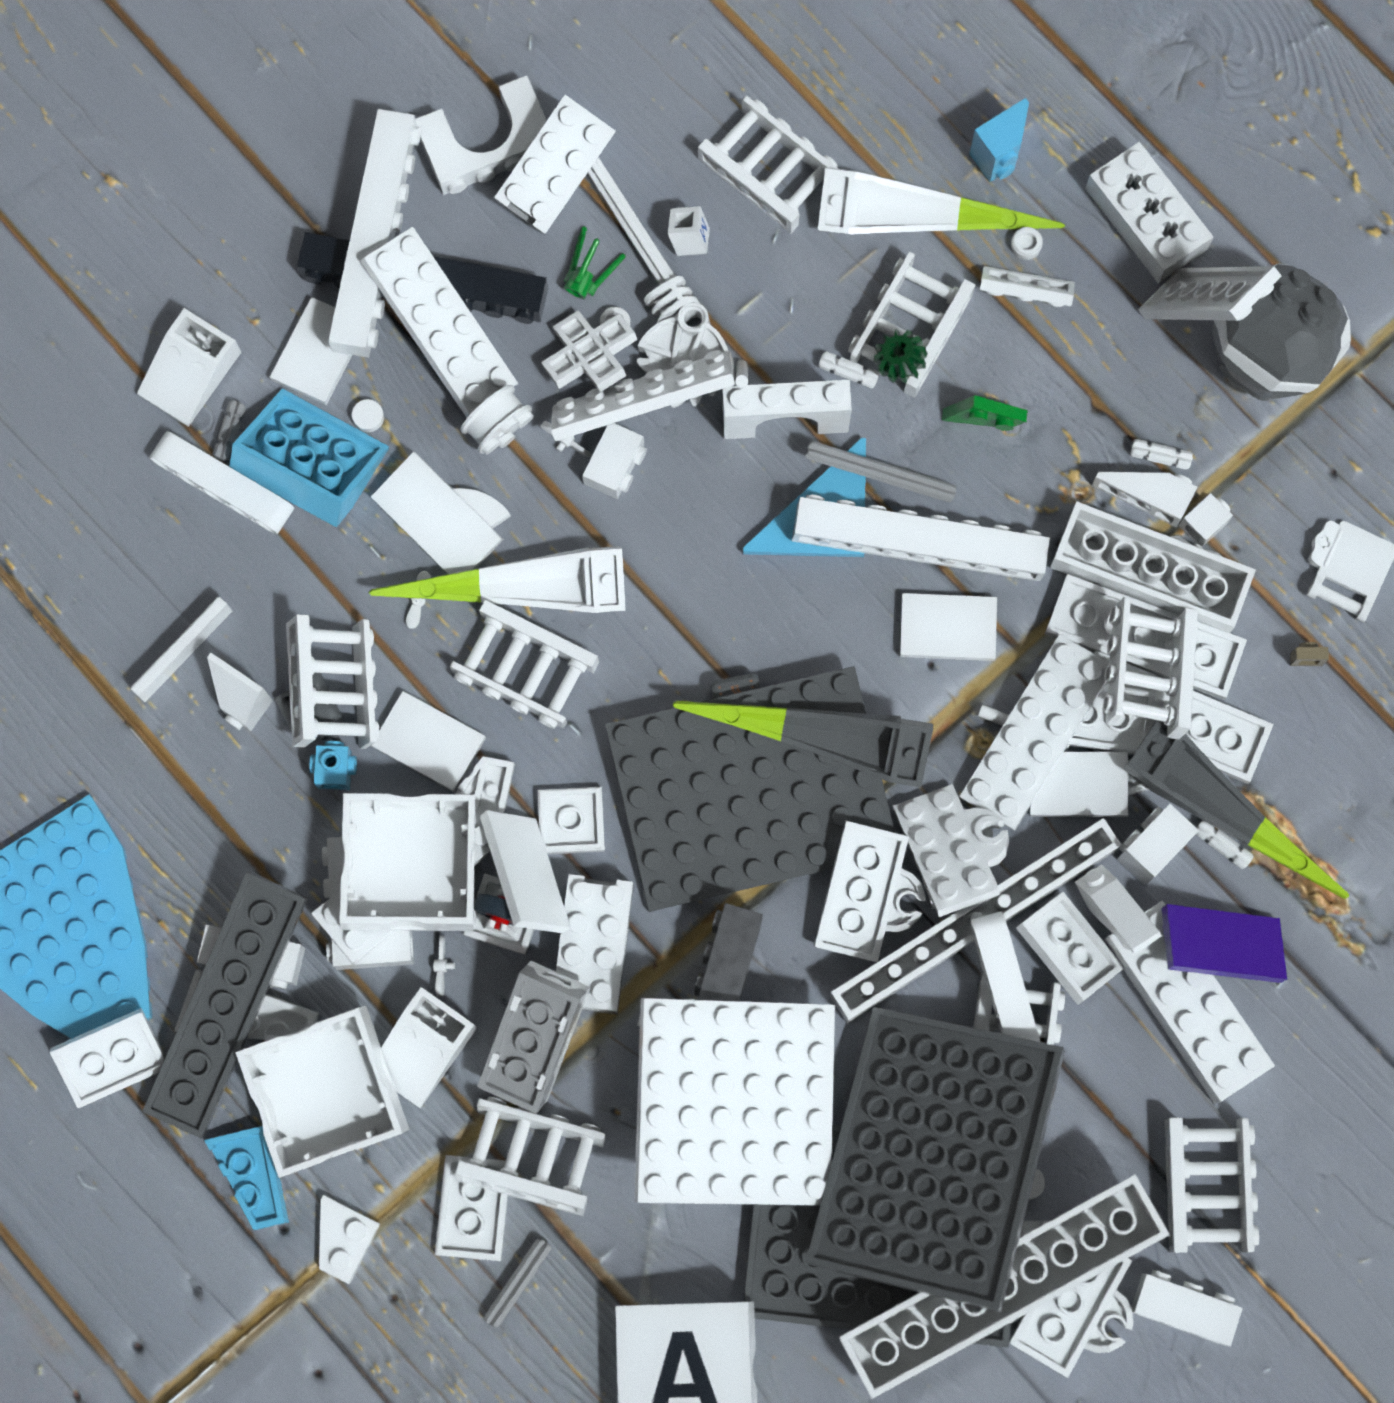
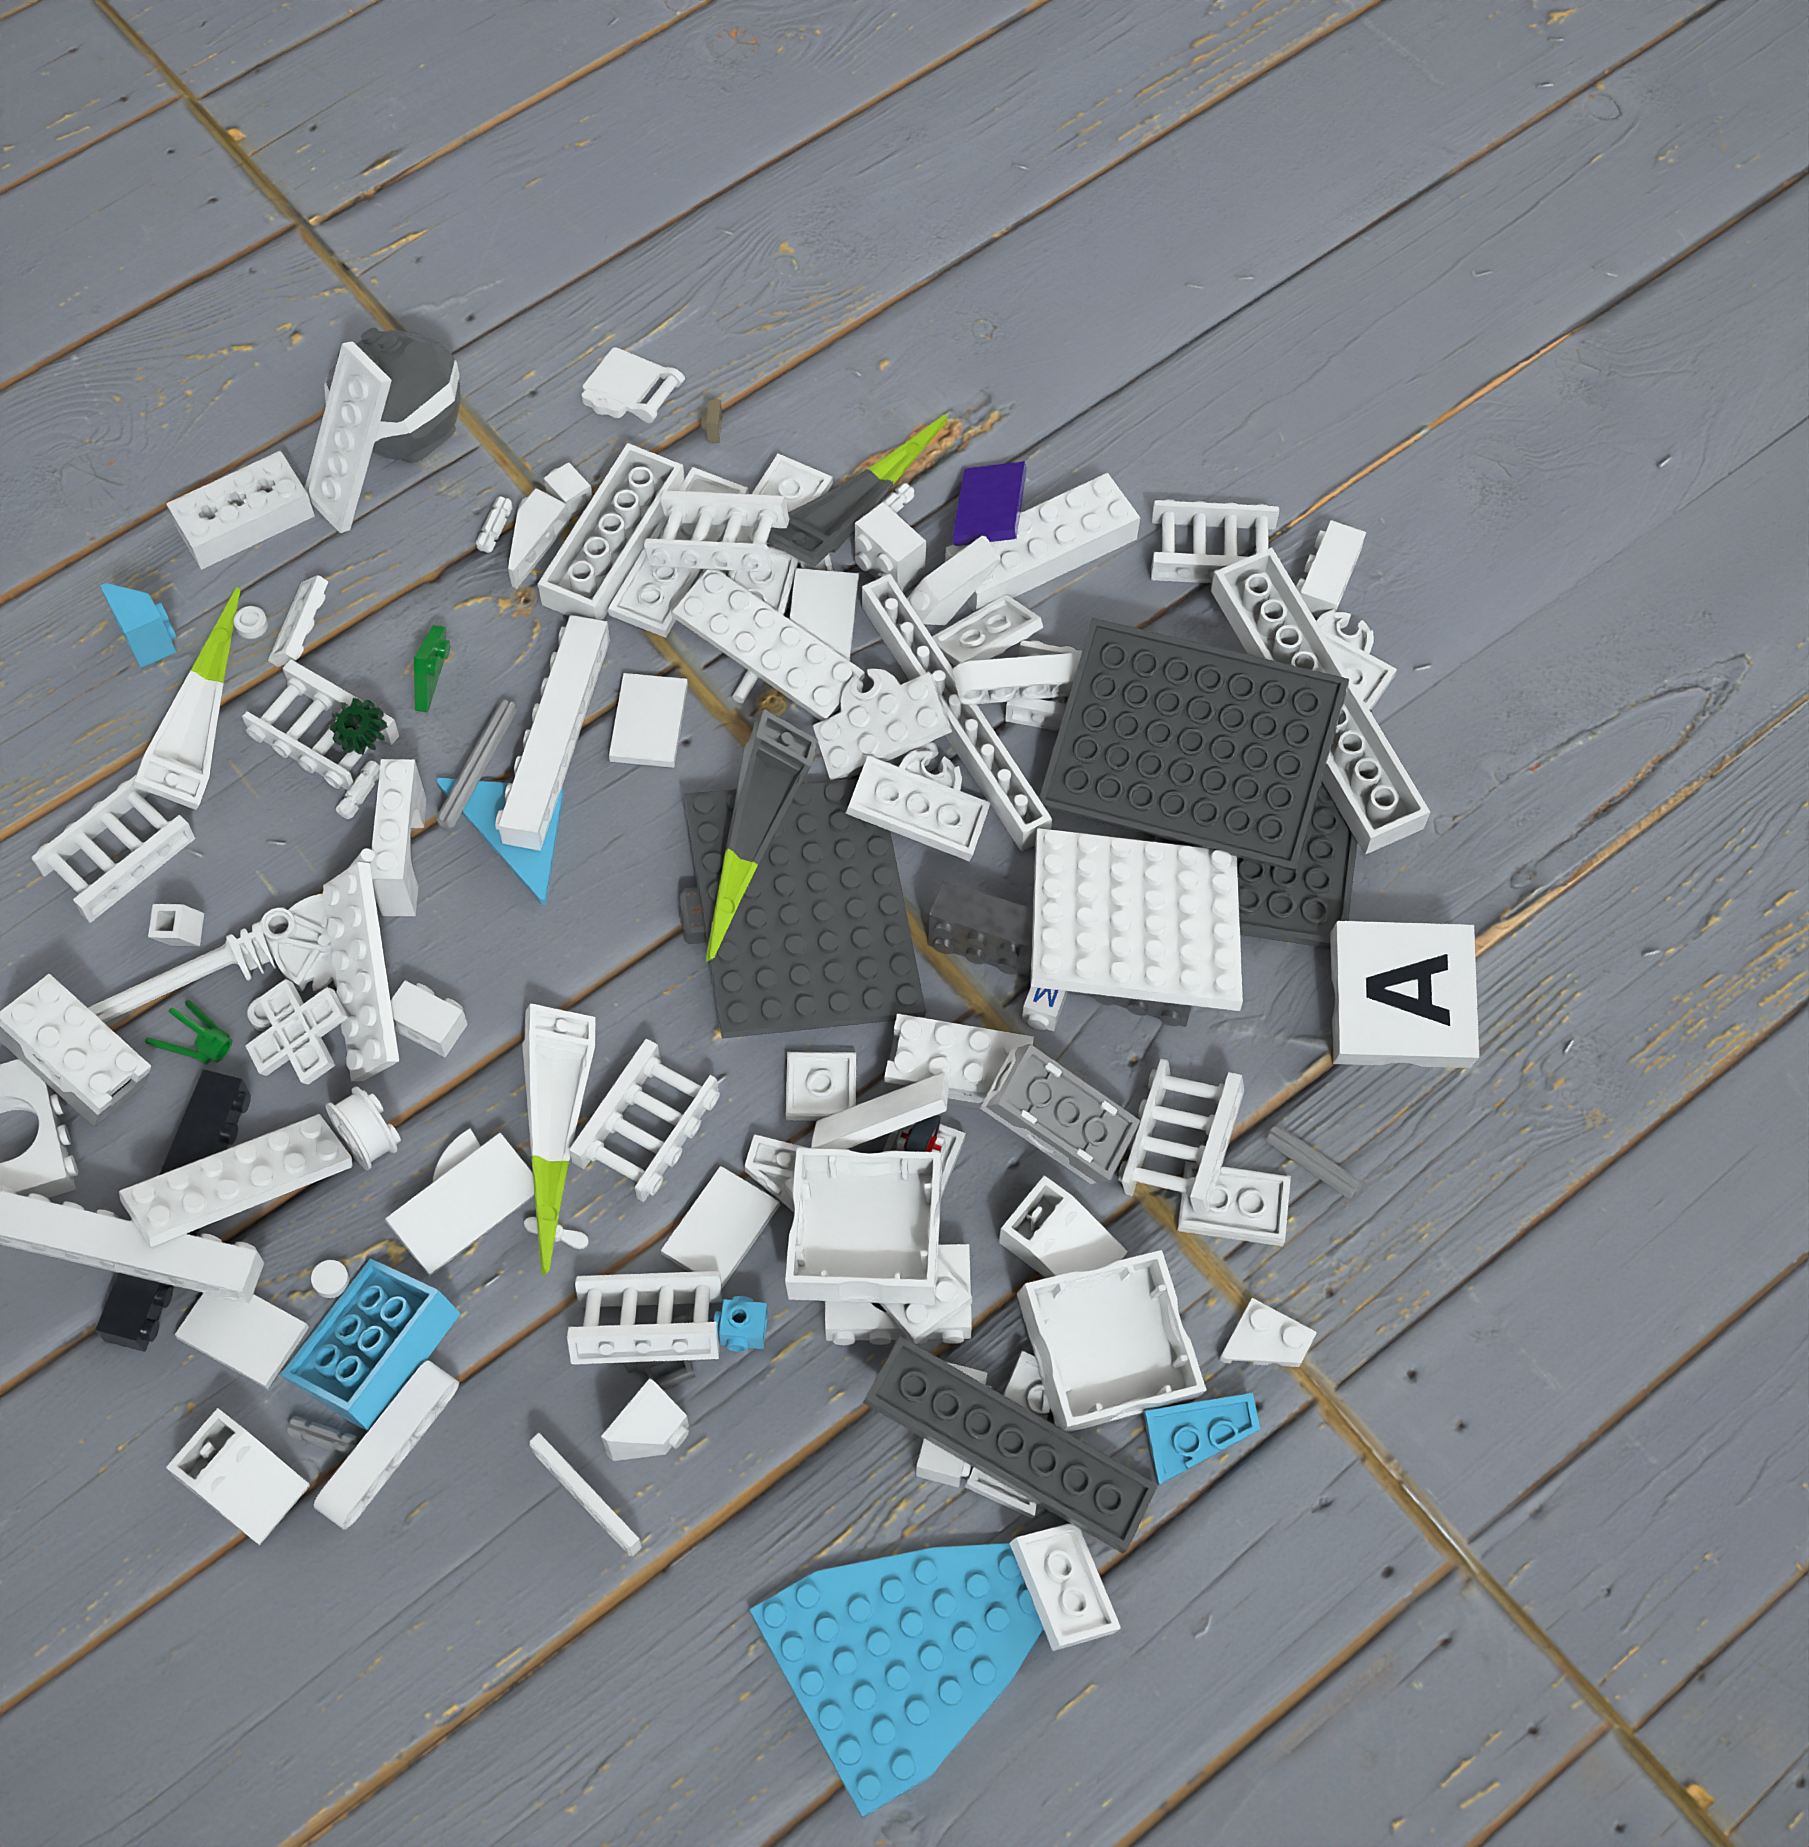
camera: 90 degrees left, 15 degrees down
(440, 966) = (970, 1224): white piece -> none
(566, 442) = (391, 1072): white piece -> none

